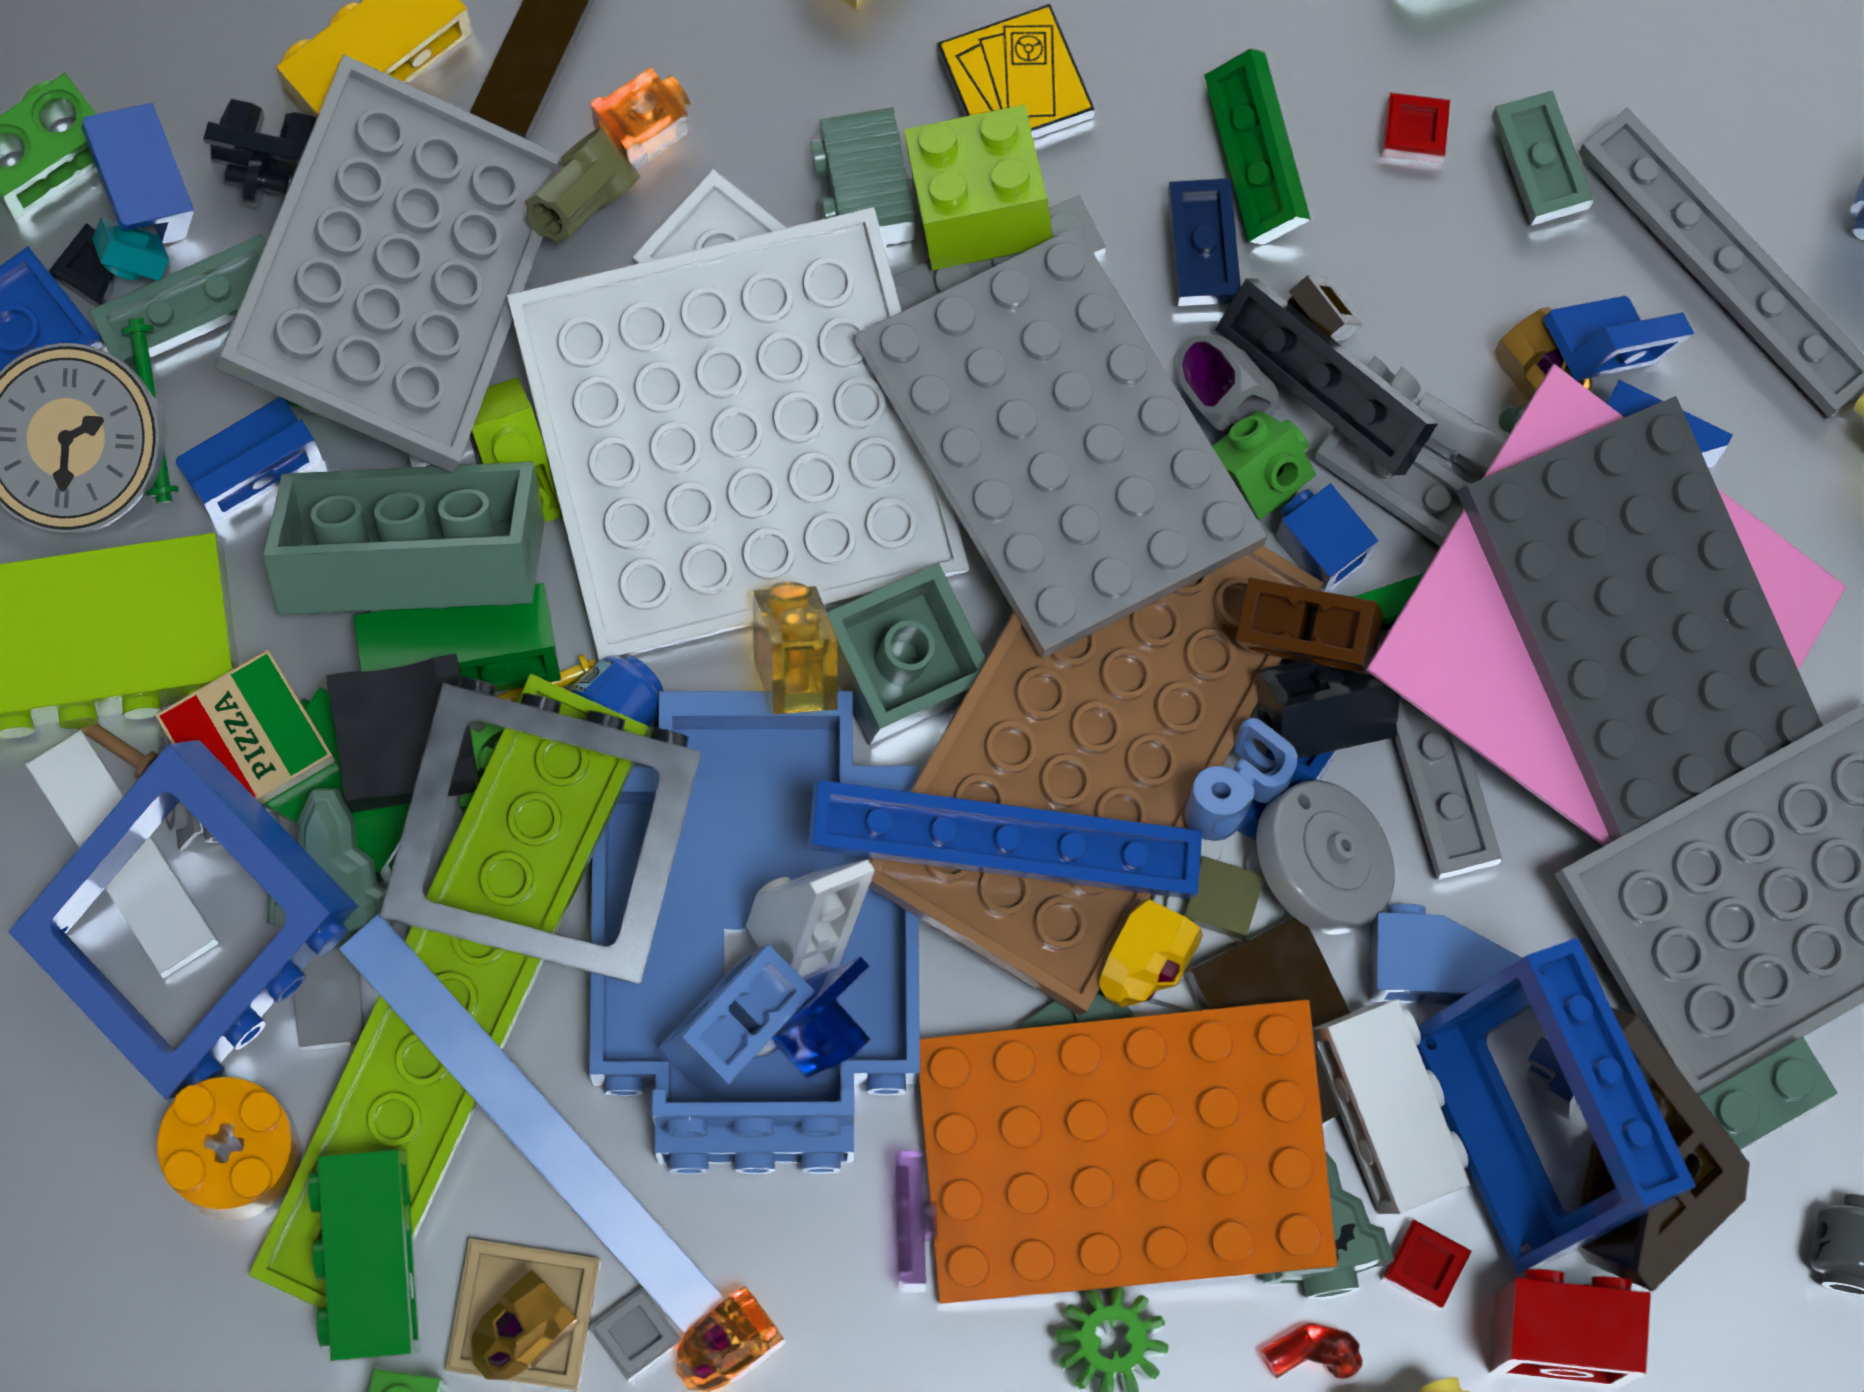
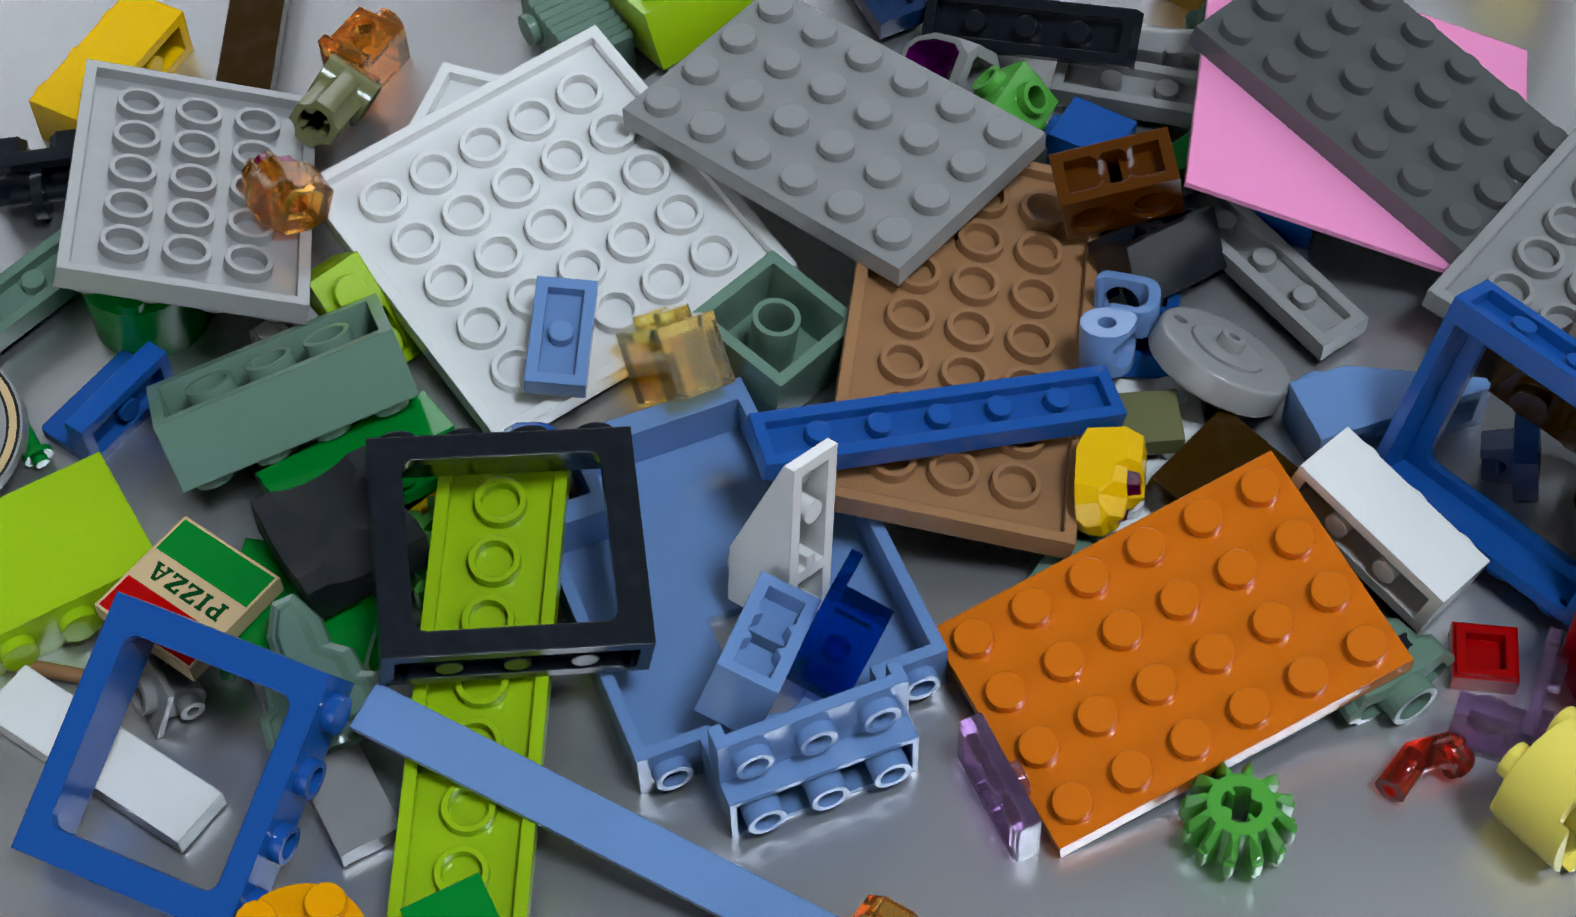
camera: 15 degrees left, 20 degrees down
(483, 309) = (285, 192): none -> clear orange rock
(697, 576) = (561, 337): none -> medium blue plate
(1390, 1339) = (1494, 725): none -> clear purple bracket

